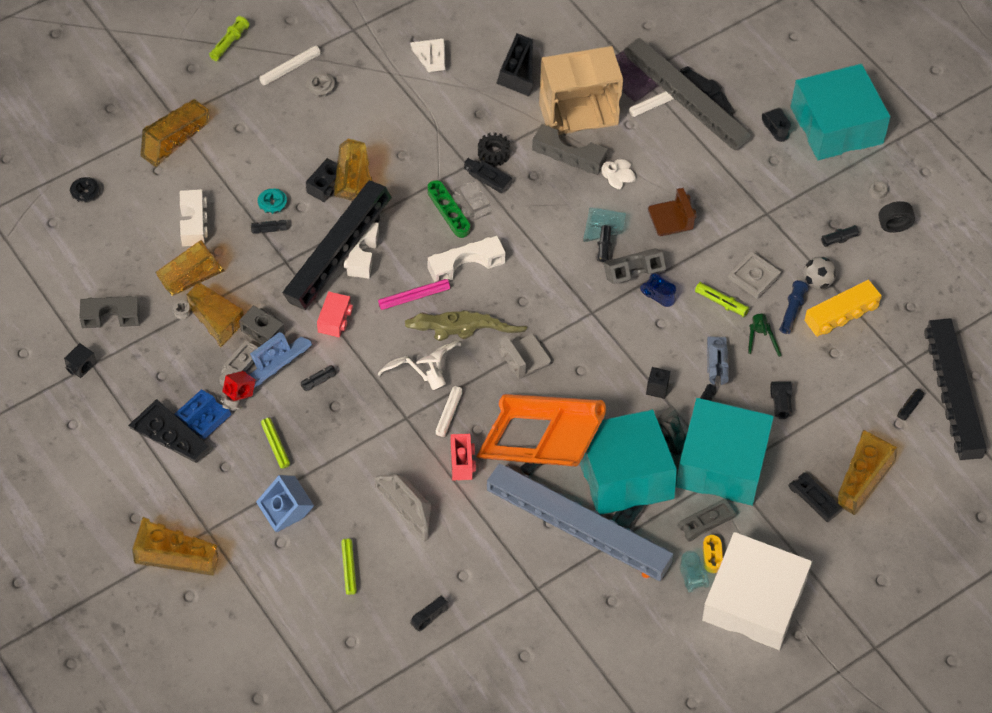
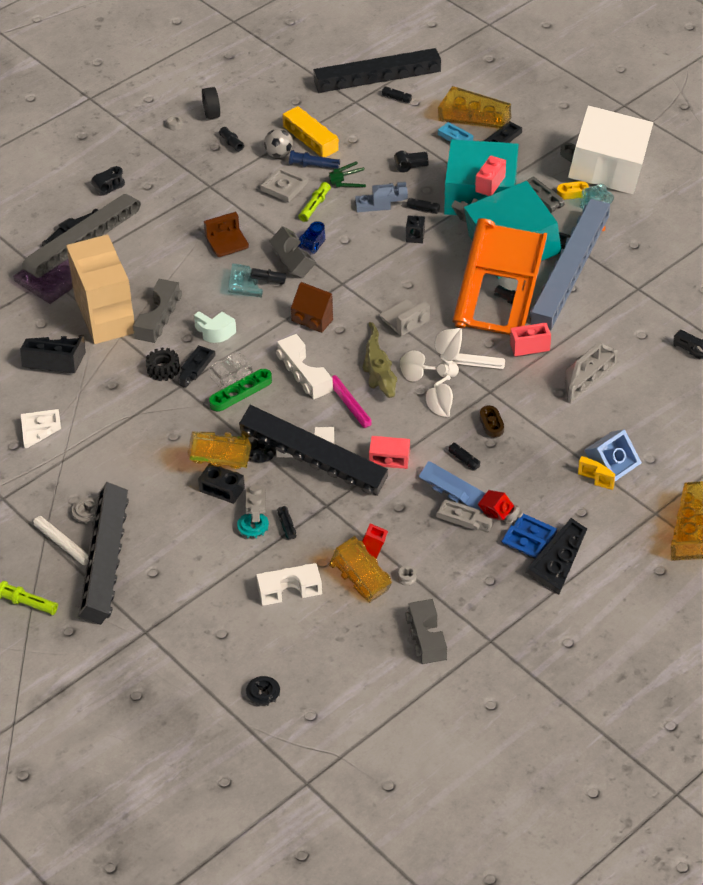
camera: 95 degrees left, 10 degrees down
(79, 360) = (495, 644): black brick -> none
(172, 131) = (175, 618): clear yellow wedge -> none
(215, 312) = (410, 541): clear yellow wedge -> none
(219, 281) = (374, 539): none -> red brick
(252, 324) = (417, 504): dark grey brick -> none
(260, 485) = (603, 476): none -> yellow slope
(261, 88) = (103, 554): none -> black brick
(275, 443) = (546, 476): lime axle -> none
(294, 202) = (255, 501): none -> light grey hinge
(348, 564) = (661, 405): lime axle -> none
(357, 407) = (494, 424): none -> dark brown plate
(535, 193) = (215, 329): none -> light aqua brick
(542, 272) = (312, 307): none -> reddish brown slope
(618, 172) = (180, 275): white plate -> none
(689, 434) = (490, 175): none -> coral brick
(825, 450) = (453, 132): none -> dark azure plate
(840, 111) = (99, 135): teal tile -> none

